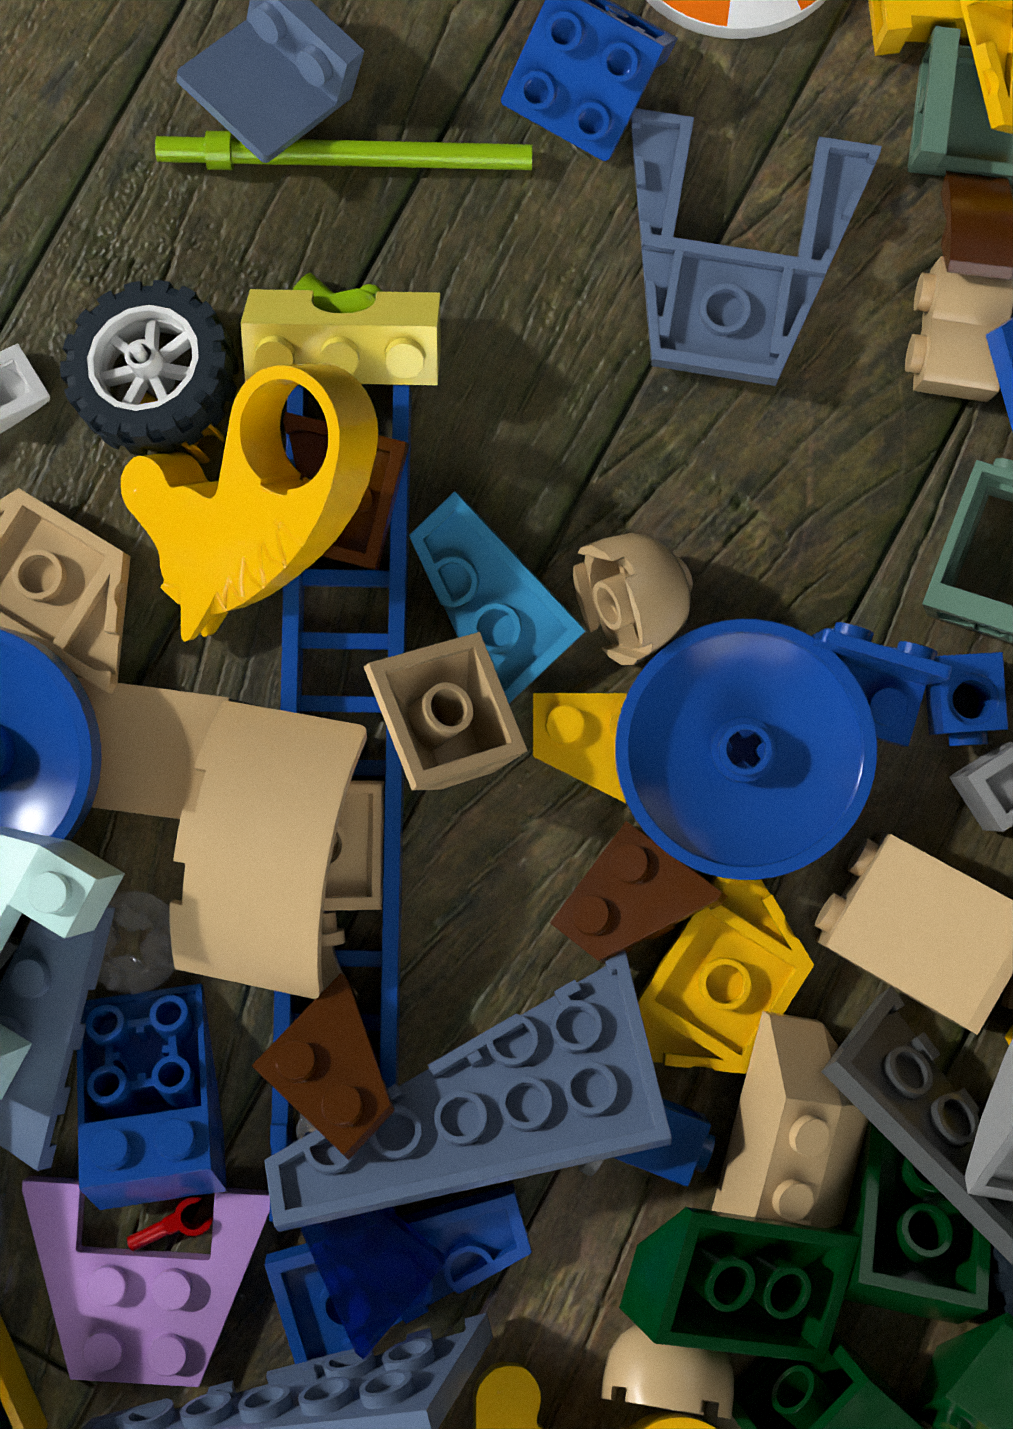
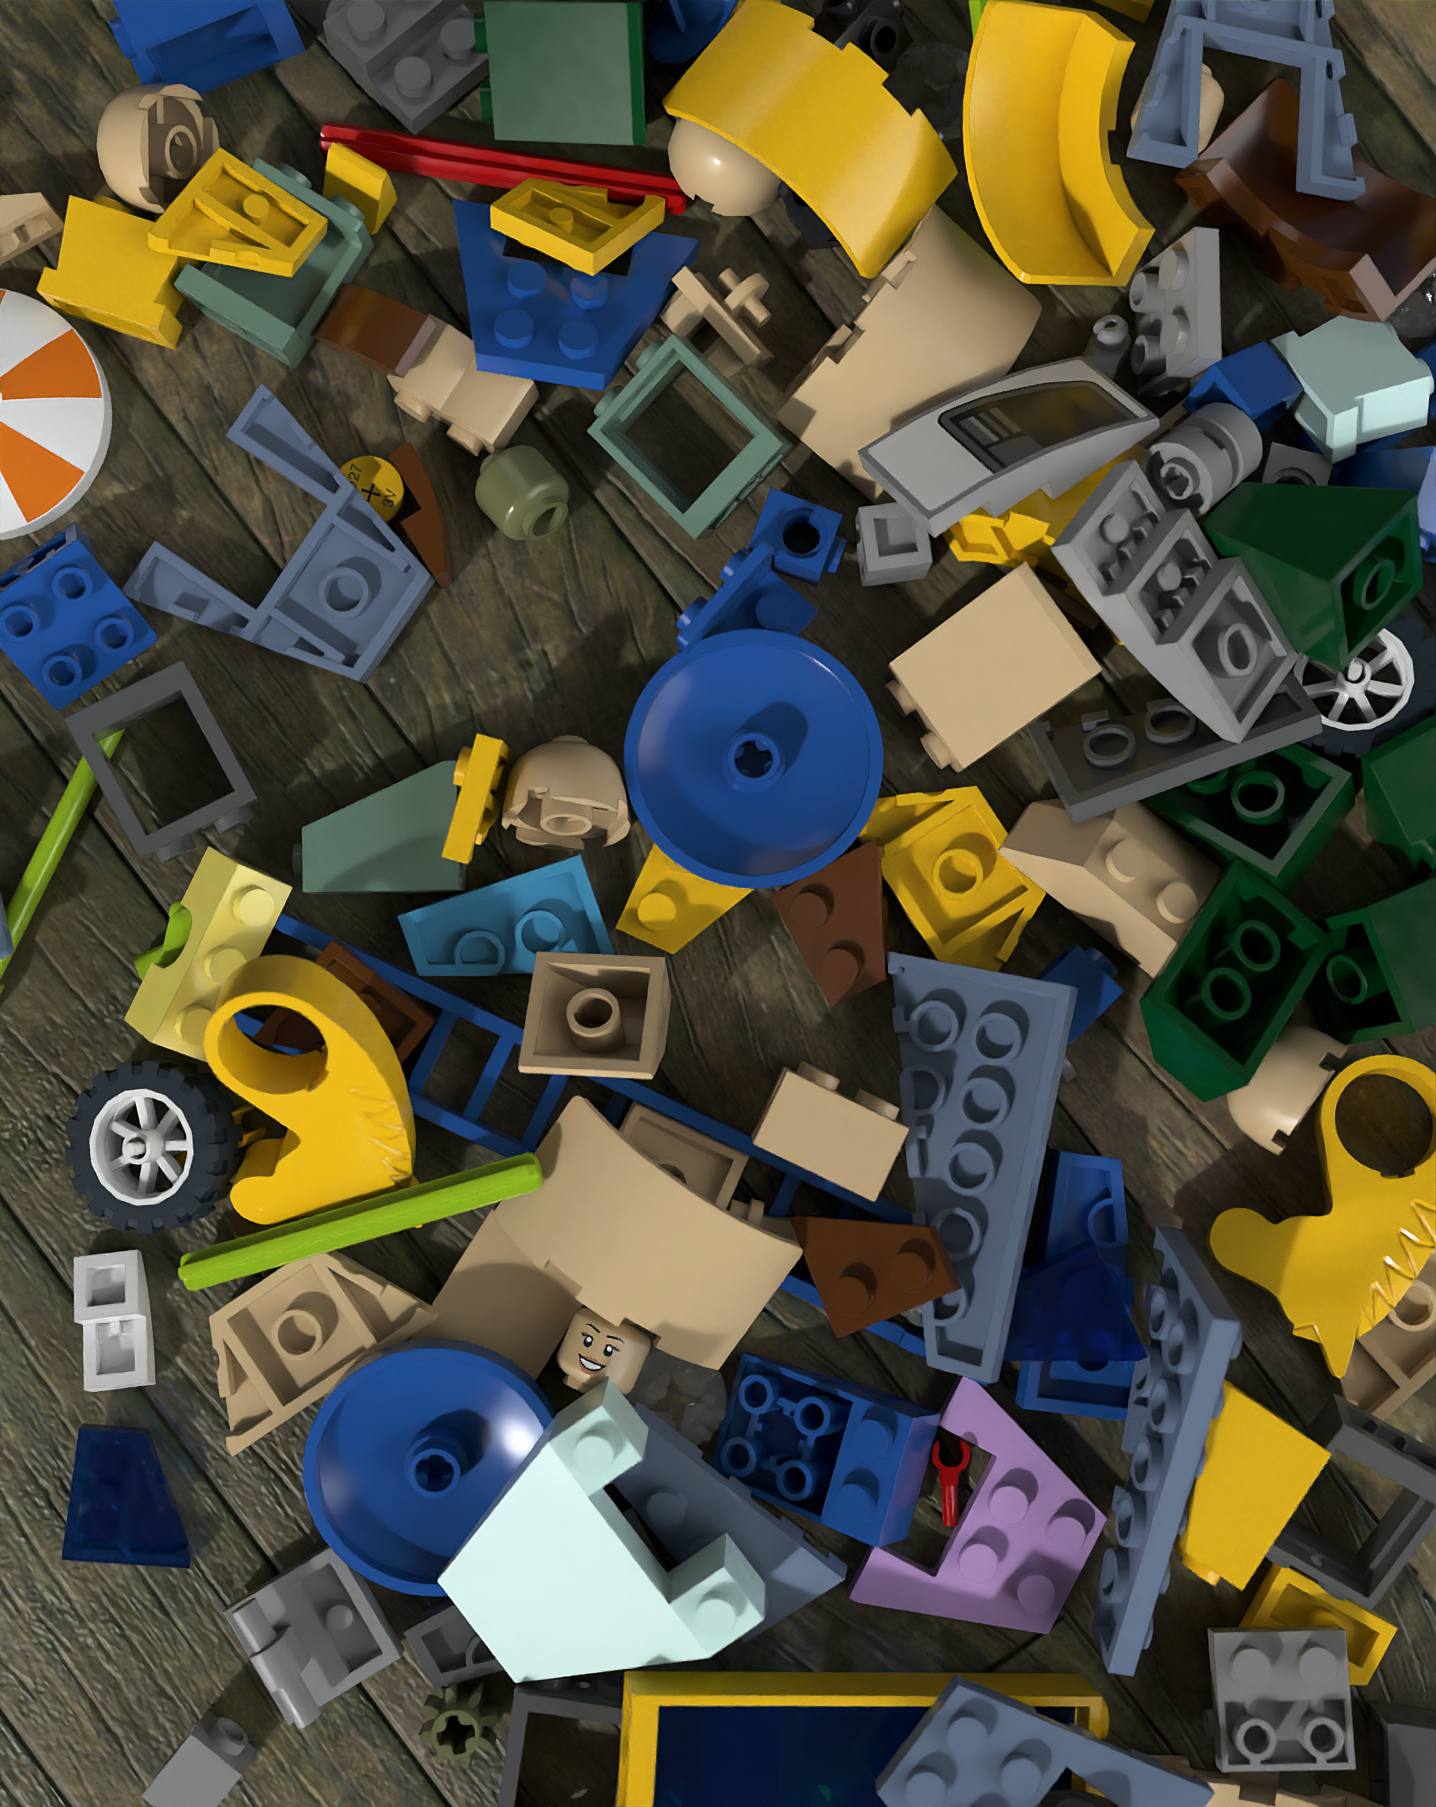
camera: 65 degrees left, 0 degrees up
(145, 853) = (601, 1350): none -> tan head
(165, 586) = (362, 1221): none -> lime axle
(436, 974) = (830, 1132): none -> tan piece
(520, 454) = (385, 841): none -> sand green slope
(536, 167) = (134, 705): none -> dark grey window
(614, 512) = (483, 779): none -> yellow wing
(822, 356) = (428, 526): none -> reddish brown slope
(838, 293) = (378, 484): none -> yellow piece
(890, 427) = (522, 493): none -> olive head

